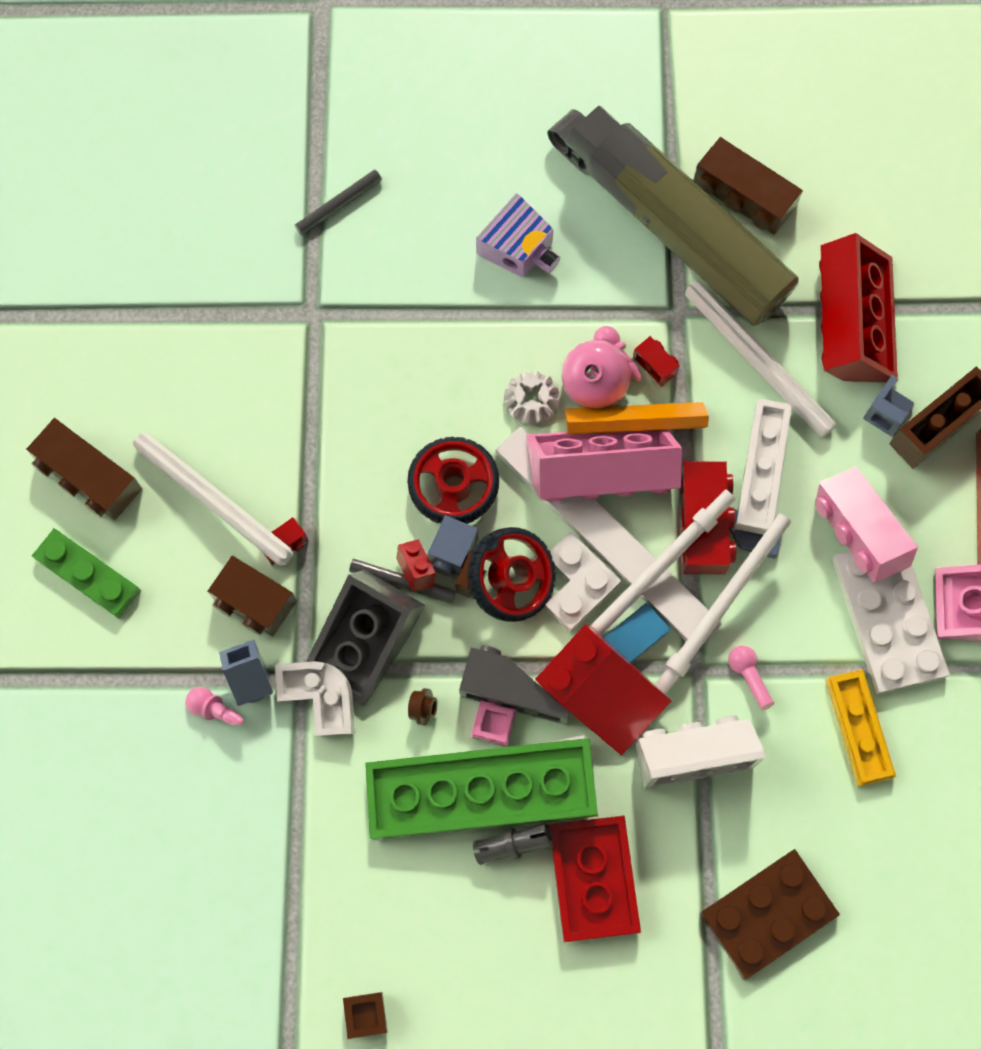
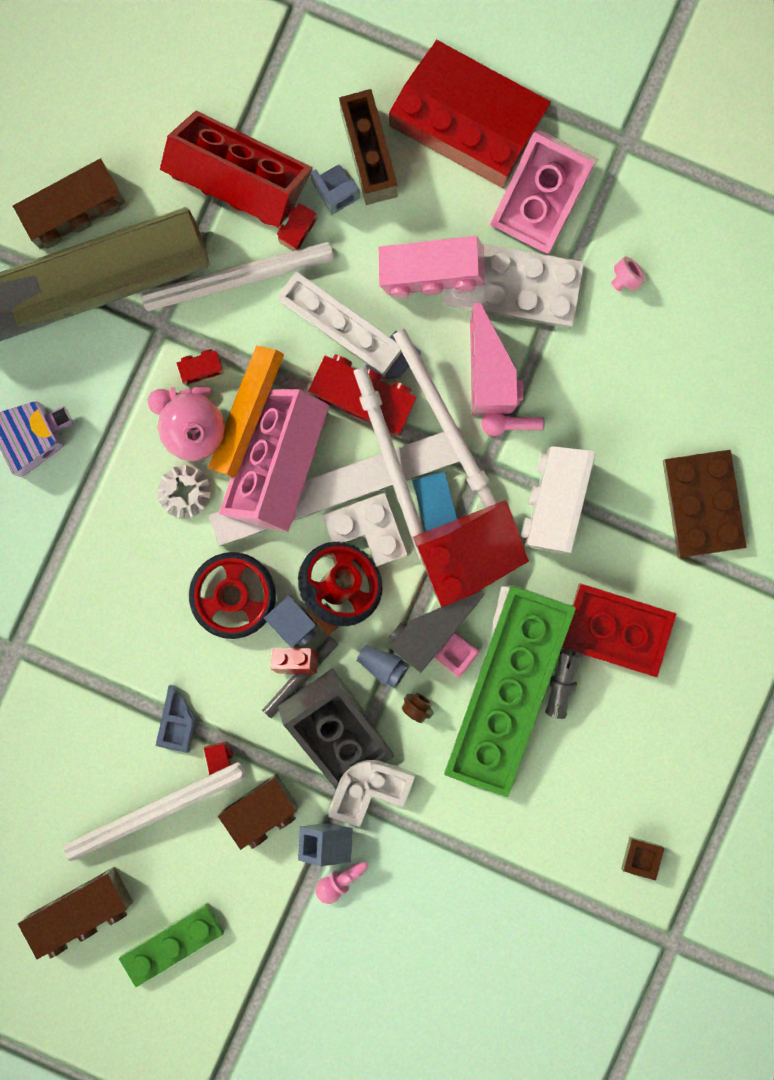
camera: 65 degrees left, 15 degrees up
(306, 485) = (176, 723): none -> sand blue tile
(449, 654) = (383, 665): none -> sand blue cone
(784, 629) = (492, 371): none -> bright pink slope
(834, 390) = (297, 227): none -> red piece
(860, 728) = (592, 356): yellow tile -> none
(961, 725) = (628, 275): none -> bright pink tile

